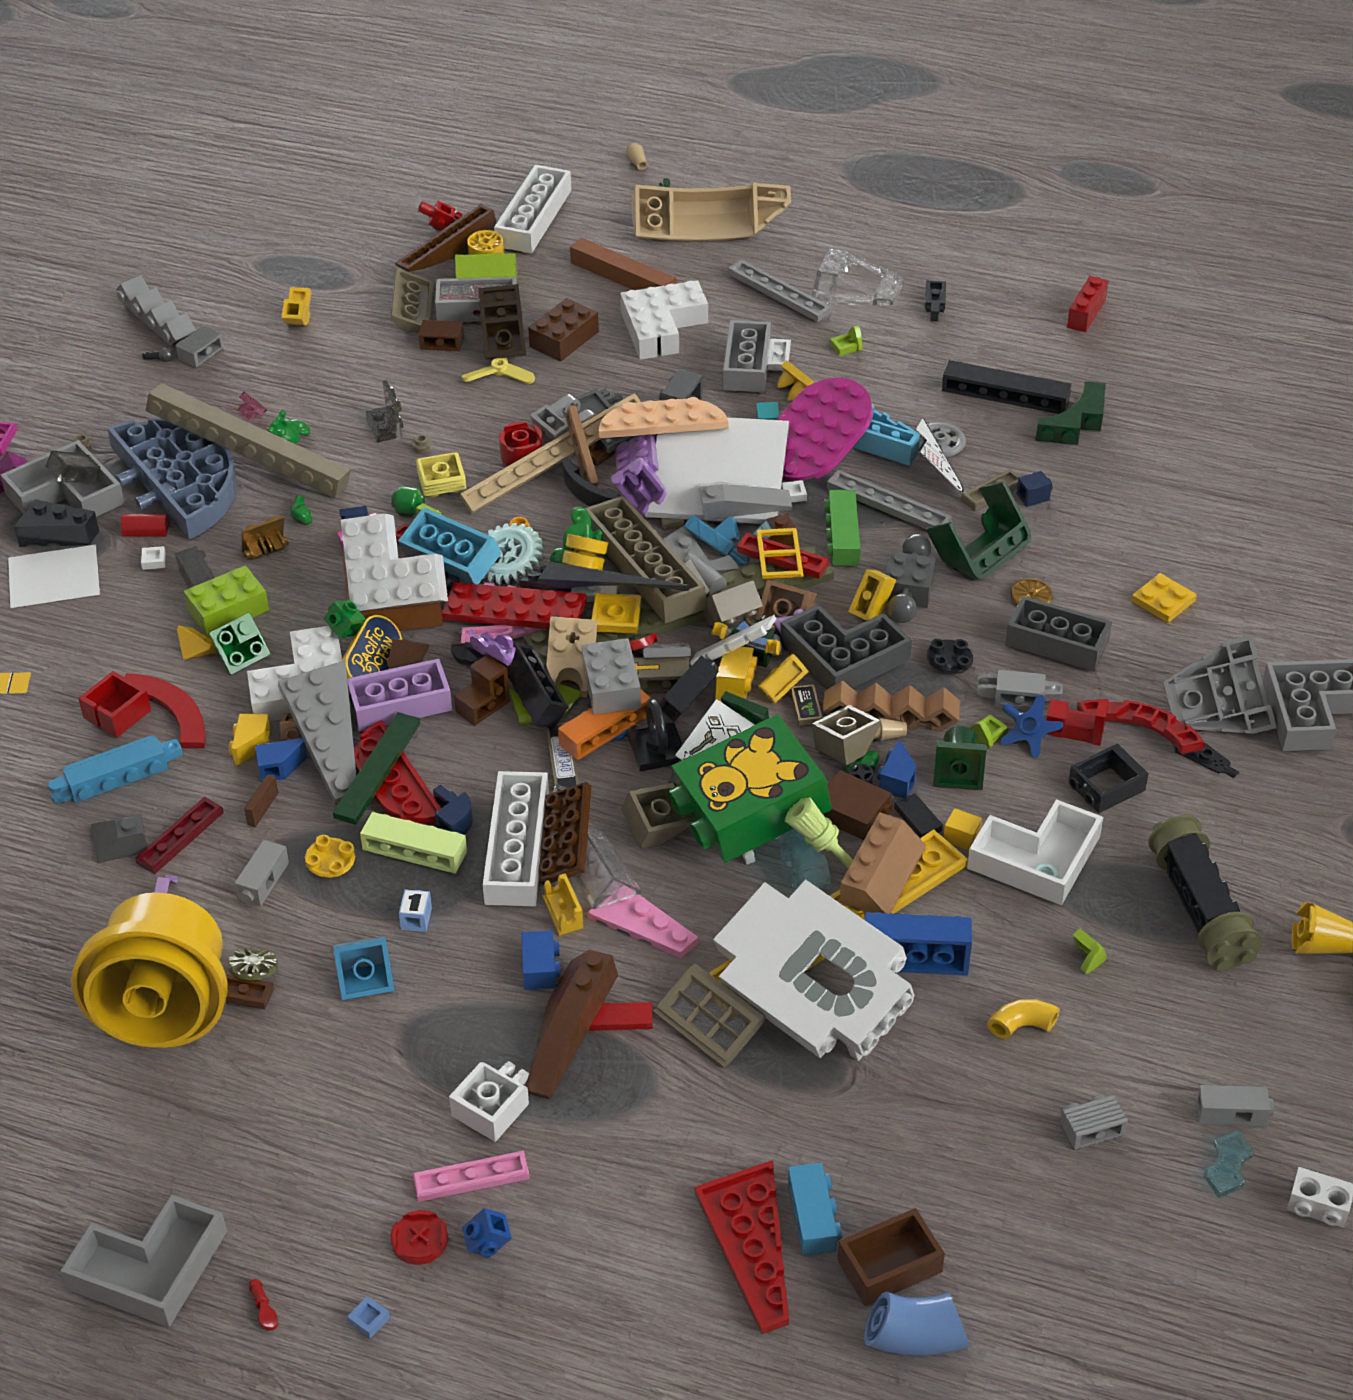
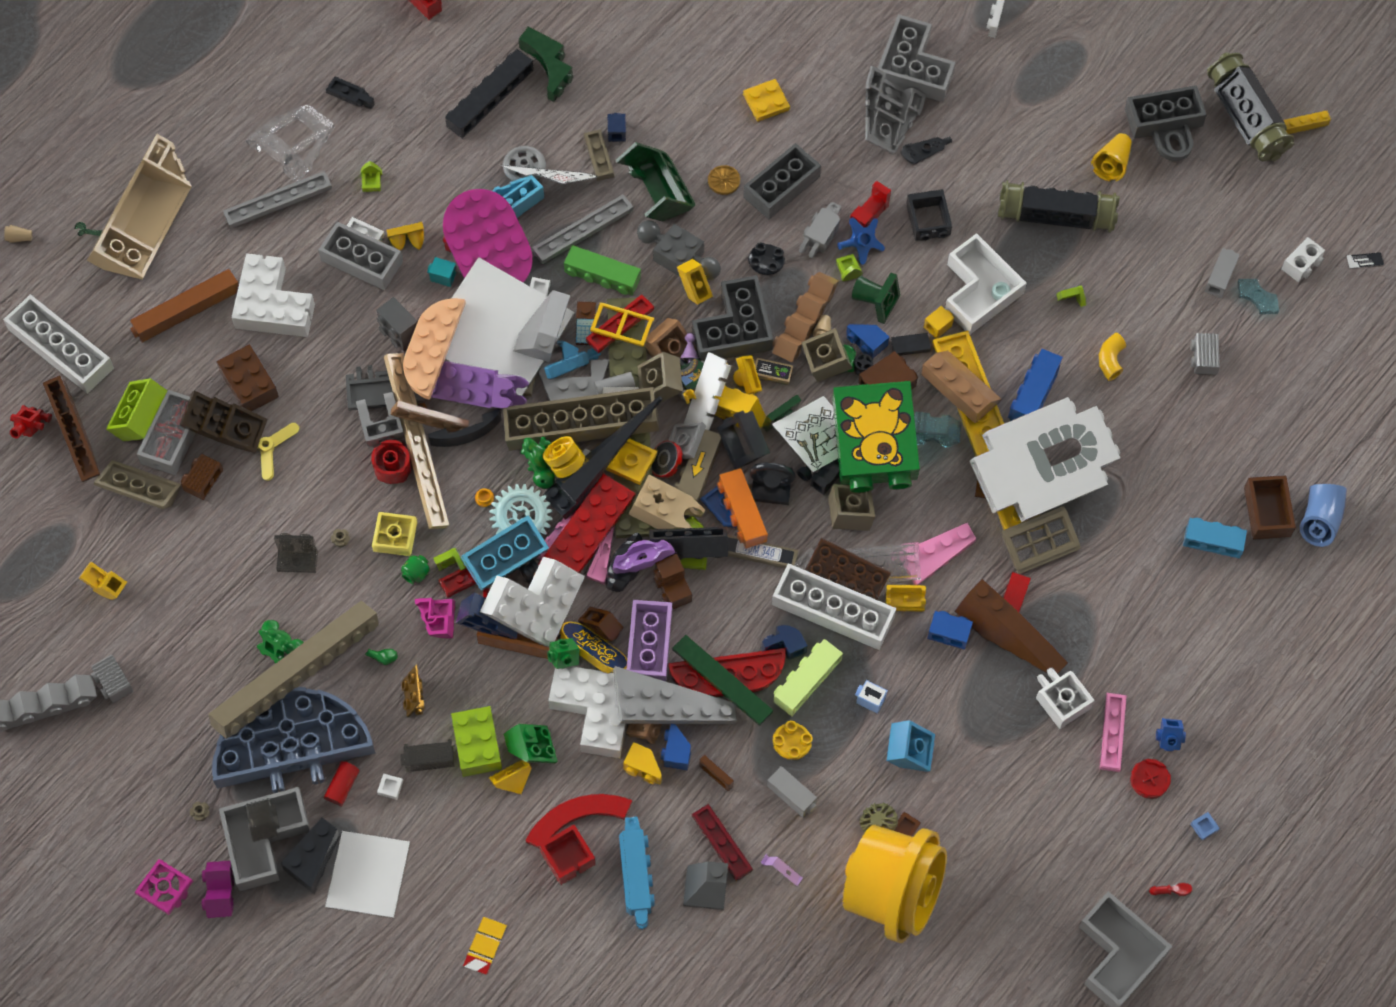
camera: 70 degrees left, 20 degrees up
(164, 354) = (104, 711): piece -> none
(250, 406) = (220, 656): clear pink tile -> none
(485, 243) = (98, 402): yellow wheel -> none
(611, 676) = (717, 485): light grey brick -> none
(747, 1228) = (1215, 581): red wing -> none
(816, 829) = (930, 408): yellowish green piece -> none
(1150, 717) = (880, 165): red tile -> none

